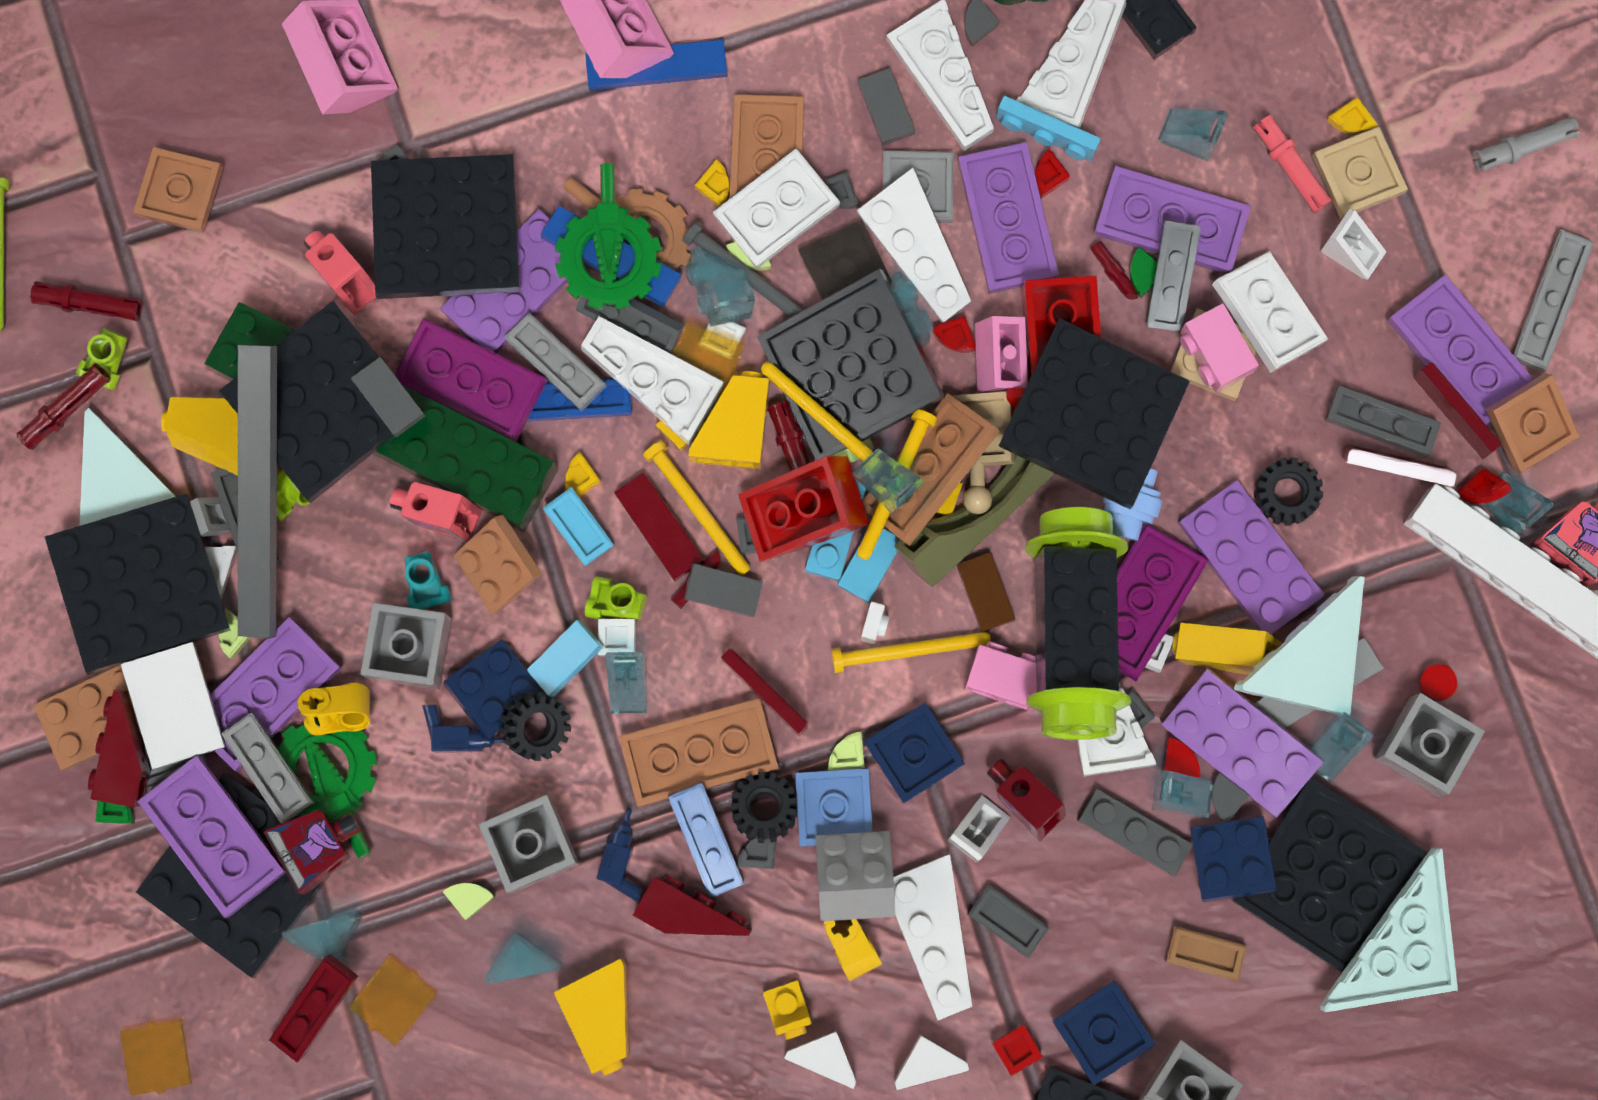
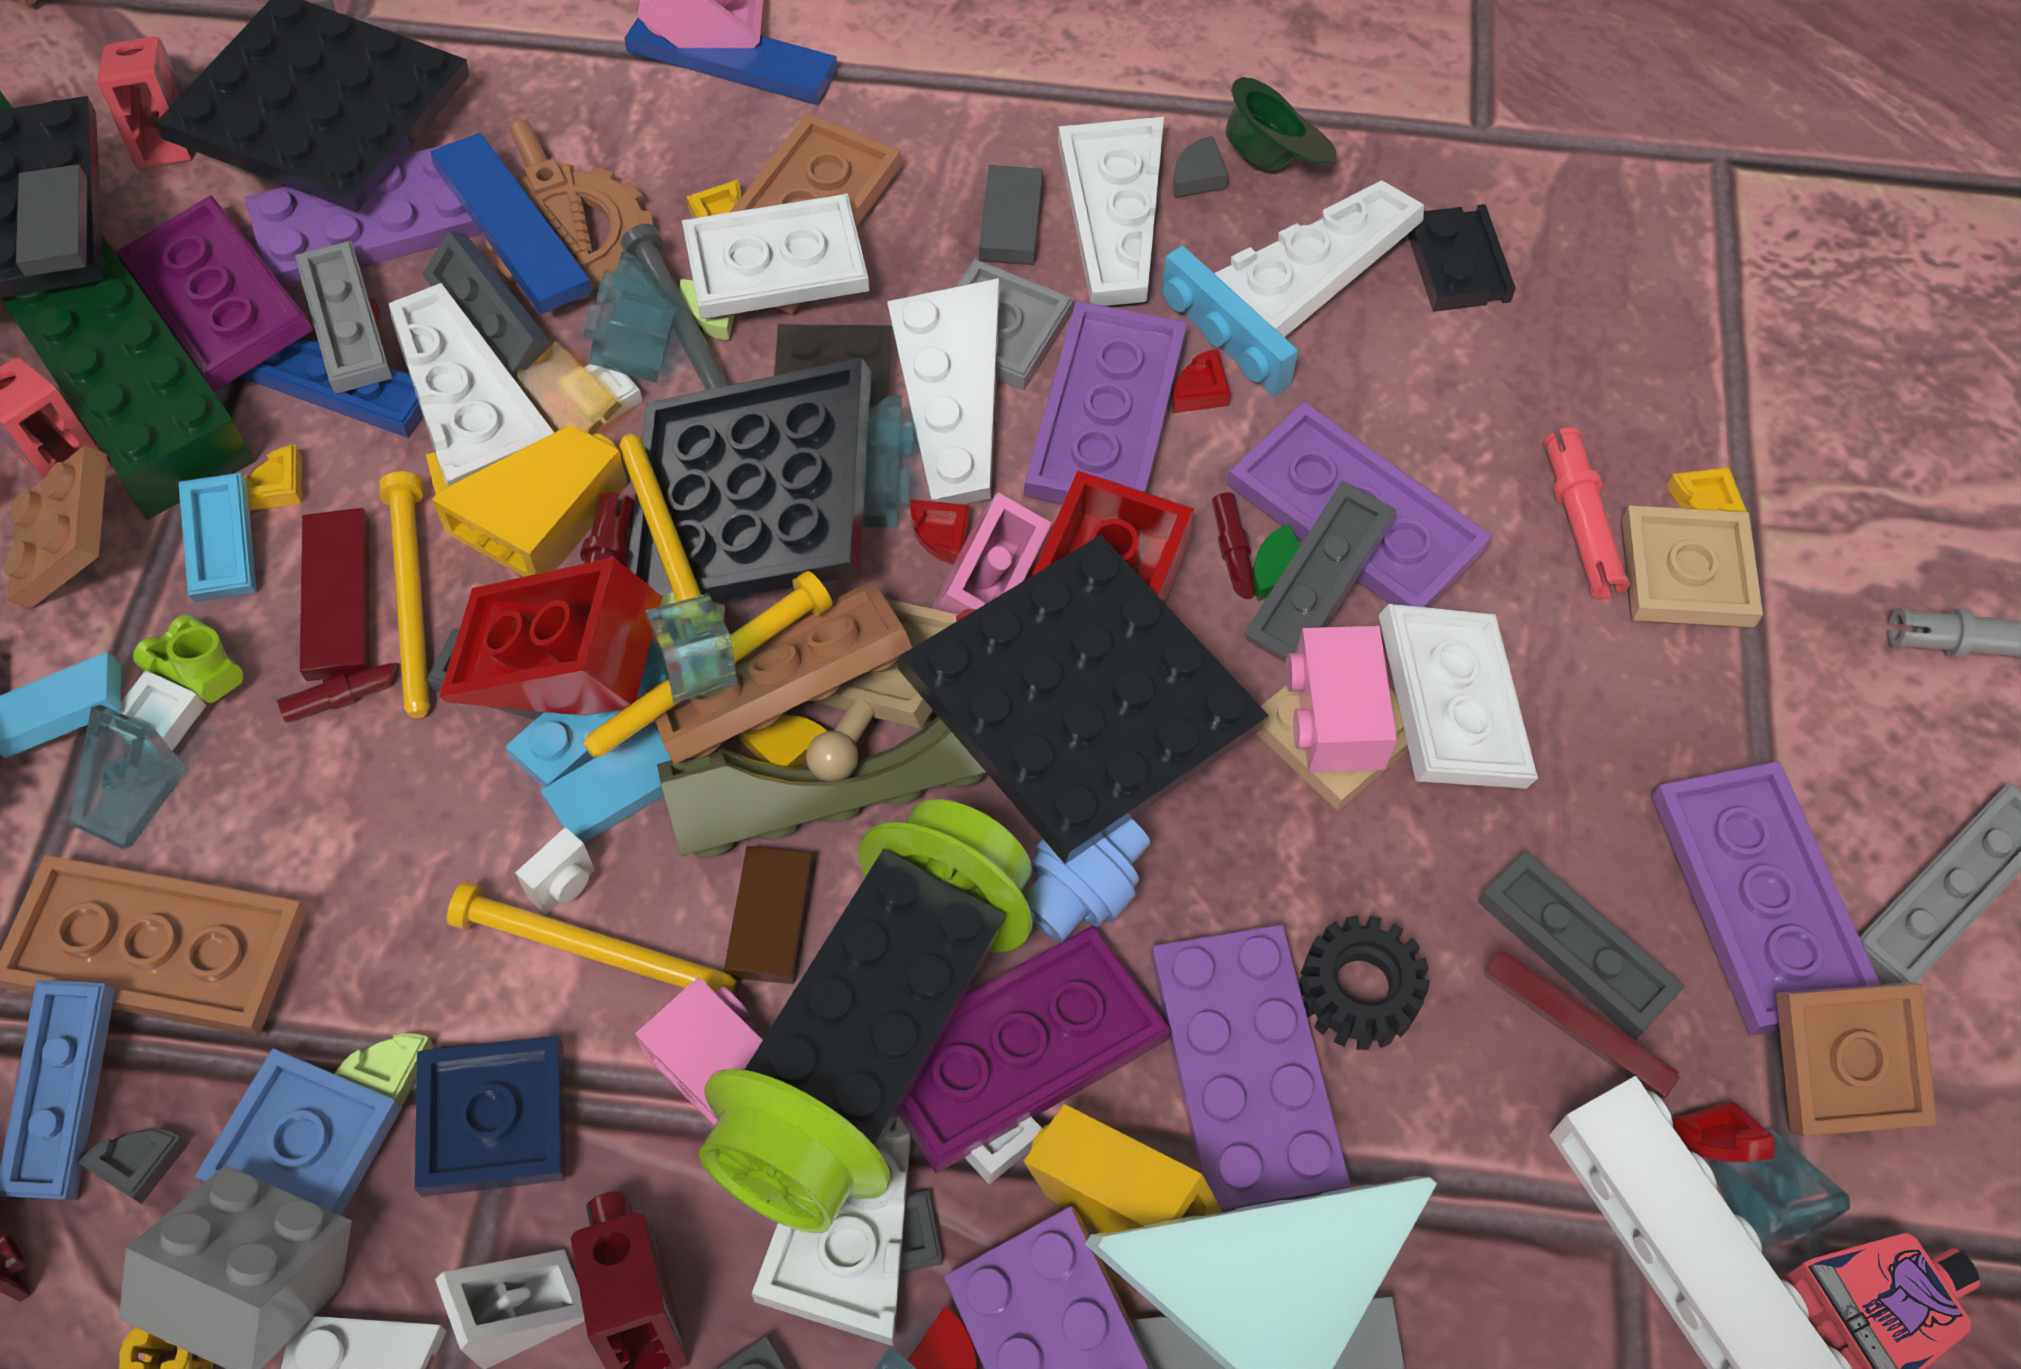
camera: 20 degrees right, 20 degrees down
(608, 228) = (514, 183): green bar -> none
(723, 590) = (360, 717): dark grey tile -> none
(756, 787) = (168, 1050): black tyre -> none
(764, 692) = (316, 899): dark red tile -> none
(843, 190) = (886, 283): dark grey tile -> none
(1193, 131) = (1453, 411): clear light blue slope -> none
(1354, 246) = (1638, 655): white slope -> none
(1457, 410) = (1722, 983): dark red tile -> none

